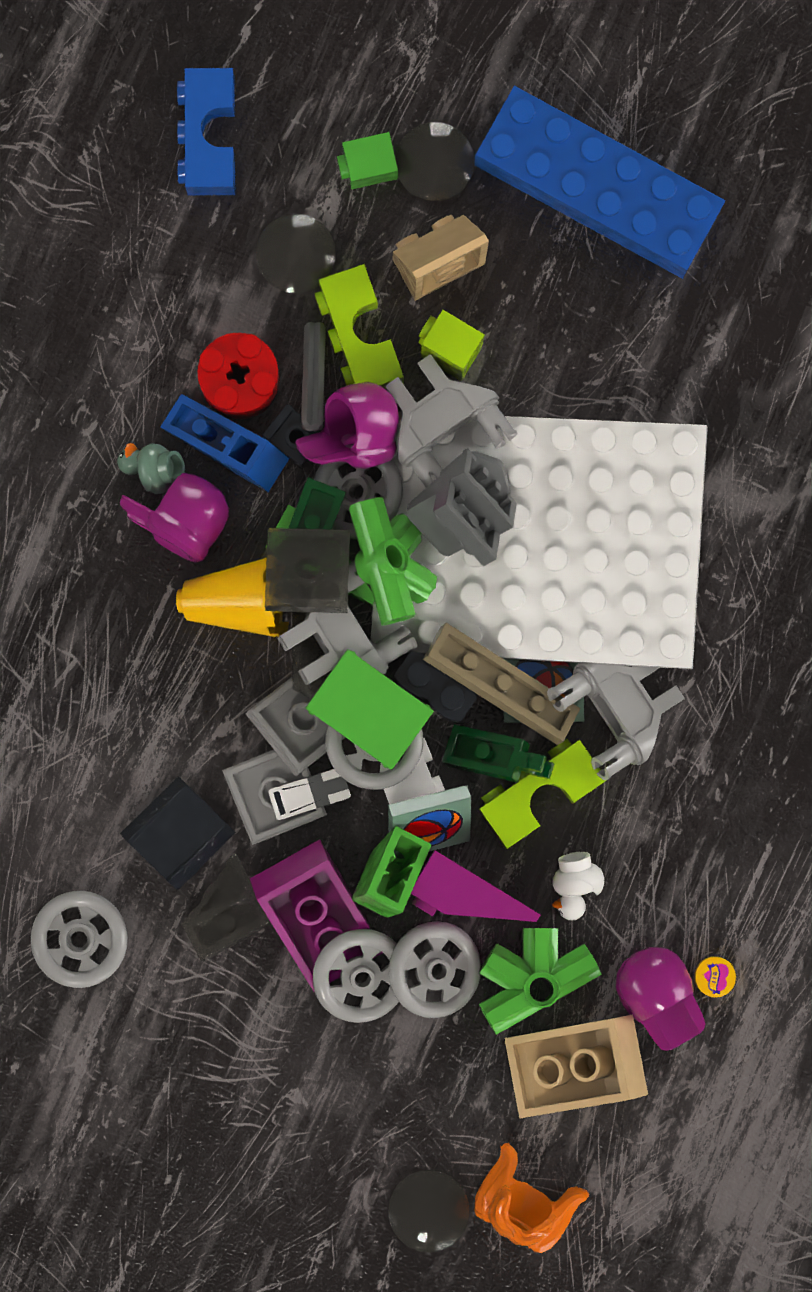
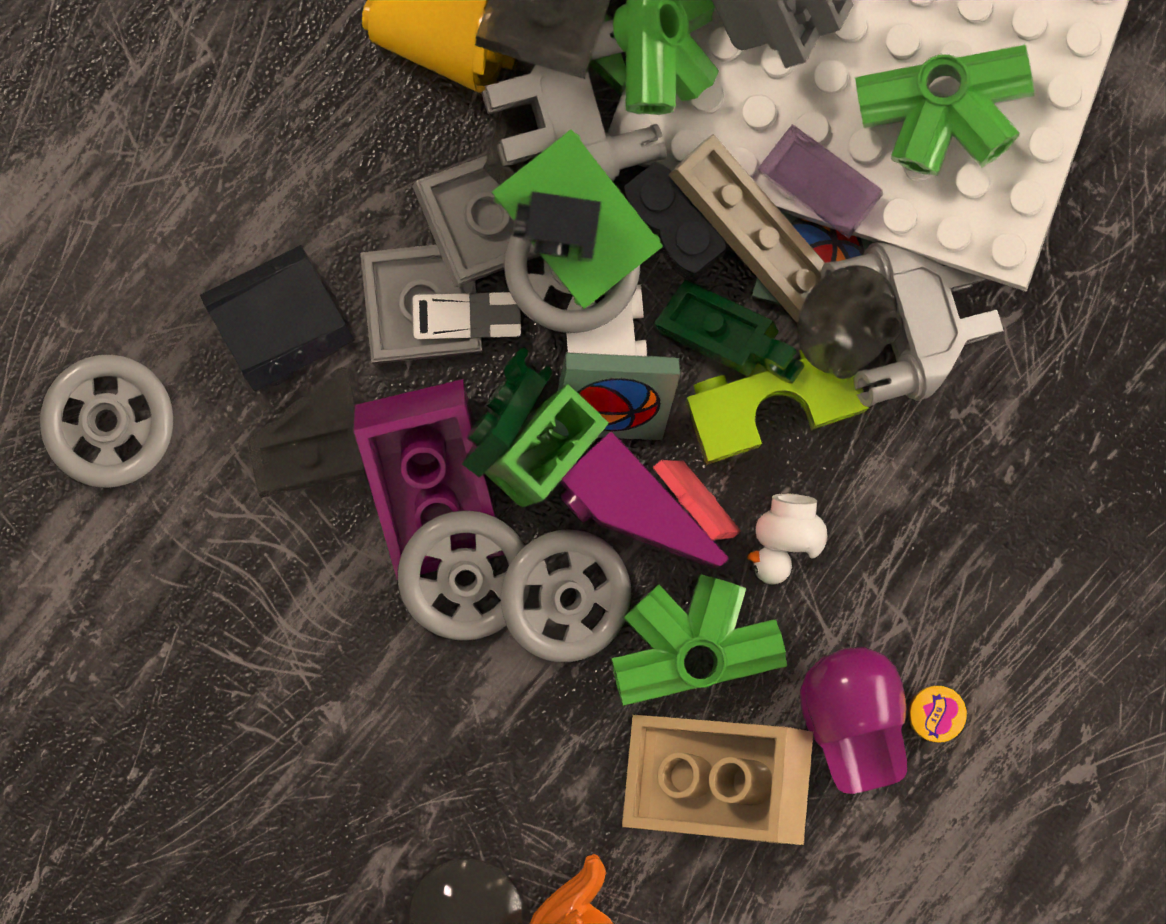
camera: 25 degrees right, 0 degrees up
(358, 719) = (558, 224): none -> black brick
(360, 852) = (509, 408): none -> dark green plate
(507, 877) = (697, 499): none -> coral piece
(529, 633) = (820, 181): none -> clear purple tile
(576, 725) = (848, 320): none -> clear smoke dish
(595, 573) = (934, 120): none -> bright green piece

